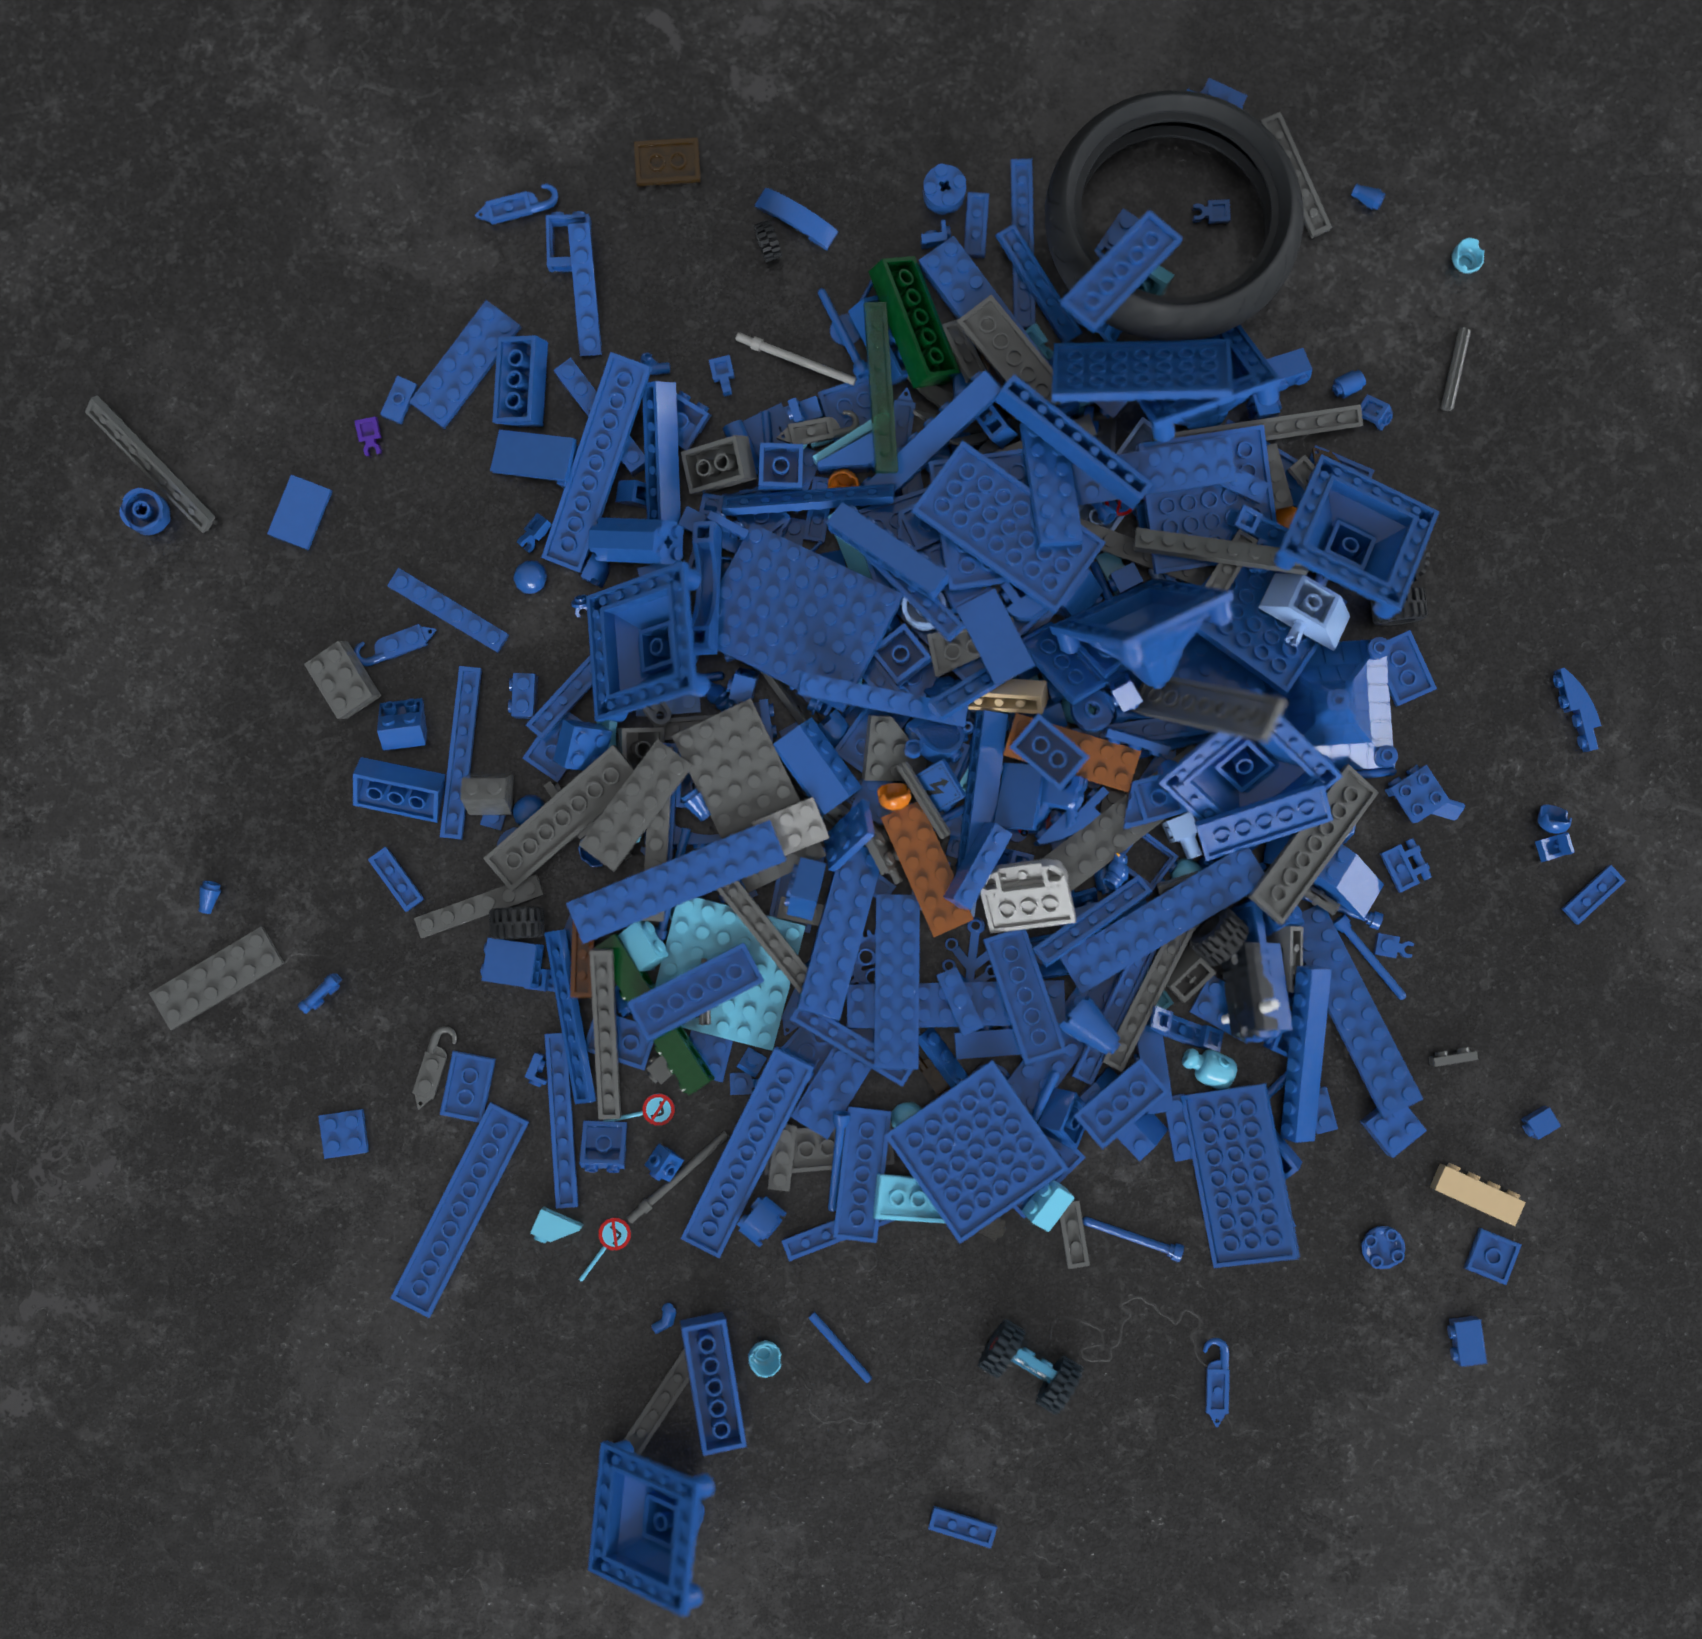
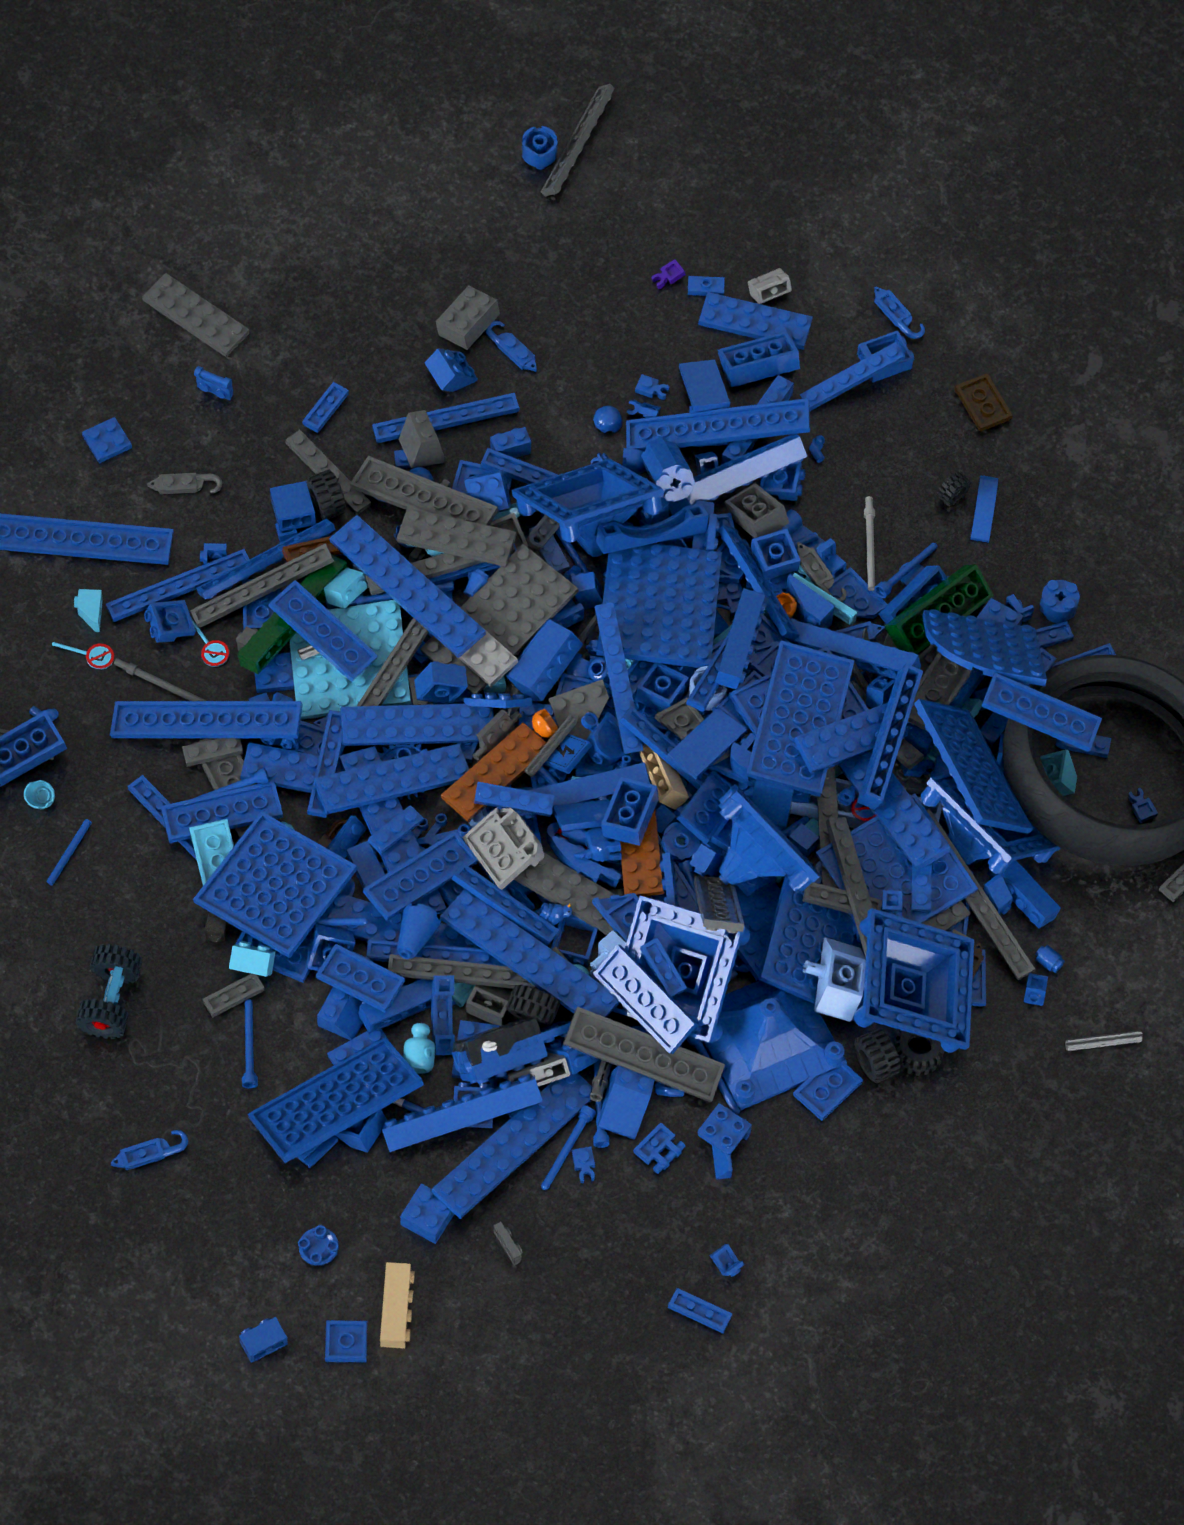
camera: 65 degrees right, 25 degrees down
(208, 896) = (260, 286): blue cone -> none
(299, 512) = (587, 249): blue tile -> none
(398, 789) = (397, 383): blue slope -> none
(430, 330) = (769, 286): none -> light grey brick
(448, 610) = (555, 373): blue plate -> none
(467, 1086) = (180, 511): blue tile -> none
(505, 515) = (649, 386): none -> blue plate
(663, 1163) = (172, 667): blue brick -> none
(722, 371) = (834, 495): blue plate -> none
(761, 1221) = (153, 751): blue brick -> none
(850, 716) = (598, 670): none -> blue head
(880, 387) = (871, 597): clear green plate -> none
(1002, 291) = (987, 645): none -> blue plate
(1241, 789) = (663, 967): none -> blue plate
(1325, 1115) = (418, 1156): blue plate -> none
(1540, 1122) = (480, 1335): blue brick -> none
(1554, 819) = (751, 1251): blue hair -> none
(1576, 699) = (861, 1235): blue slope -> none

